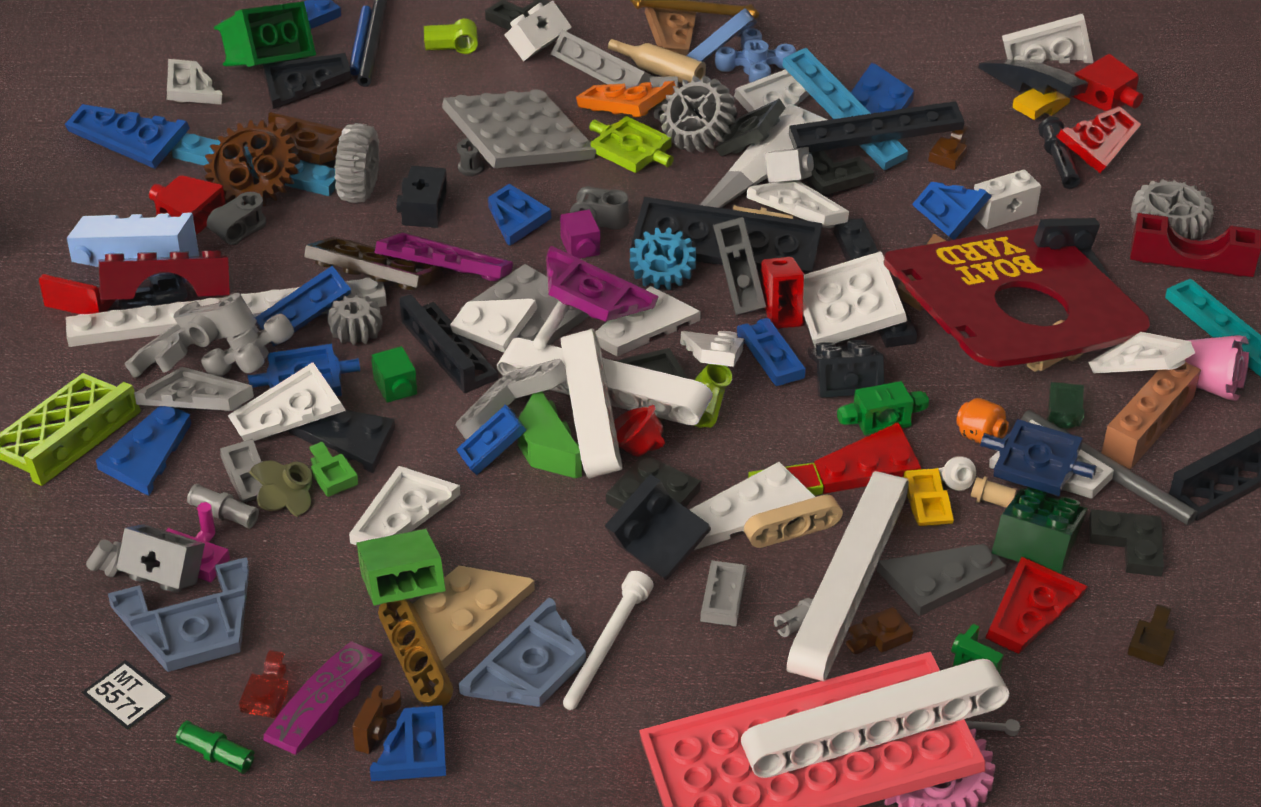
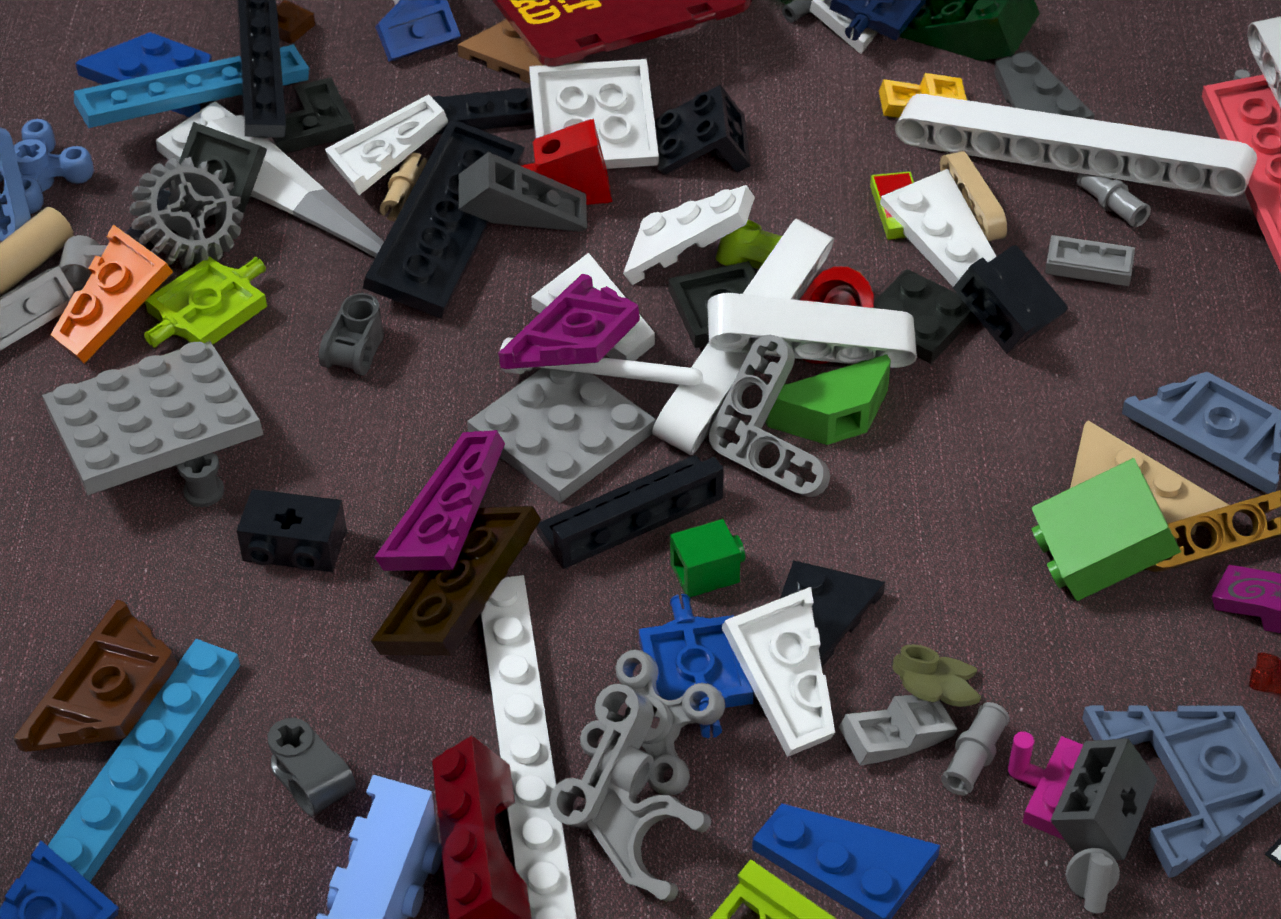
camera: 85 degrees left, 5 degrees up
(188, 196) = (254, 845): red torso -> none
(195, 390) = (748, 785): light grey wing -> none
(277, 155) = (186, 785): reddish brown gear -> none
(308, 300) = (552, 659): blue plate -> none
(330, 472) = (899, 622): bright green plate -> none
(355, 319) = (580, 606): light grey gear -> none
(357, 162) = (217, 596): light grey gear -> none
(403, 504) = (962, 549): white wing -> none
(491, 439) = (849, 449): blue plate -> none
(493, 321) = (611, 444): white wing -> none
(516, 213) = (346, 430): blue wing -> none
(580, 234) = (416, 358): magenta brick -> none
(635, 589) = (1094, 333): white piece -> none
(662, 258) = (485, 276): dark azure gear -> none
(770, 88) = (118, 153): white wing -> none
(772, 351) = (663, 194): blue plate -> none
(789, 164) = (316, 140): brick -> none
(854, 464) = (861, 132): red wing -> none
(882, 407) = (784, 110): green piece -> none
(958, 473) = (883, 67): white plate -> none
(968, 649) = (1162, 85): green bracket -> none
(981, 417) = (809, 37): orange head -> none
(992, 492) = (912, 52): tan pin -> none
(1032, 604) = (1085, 45): red wing -> none

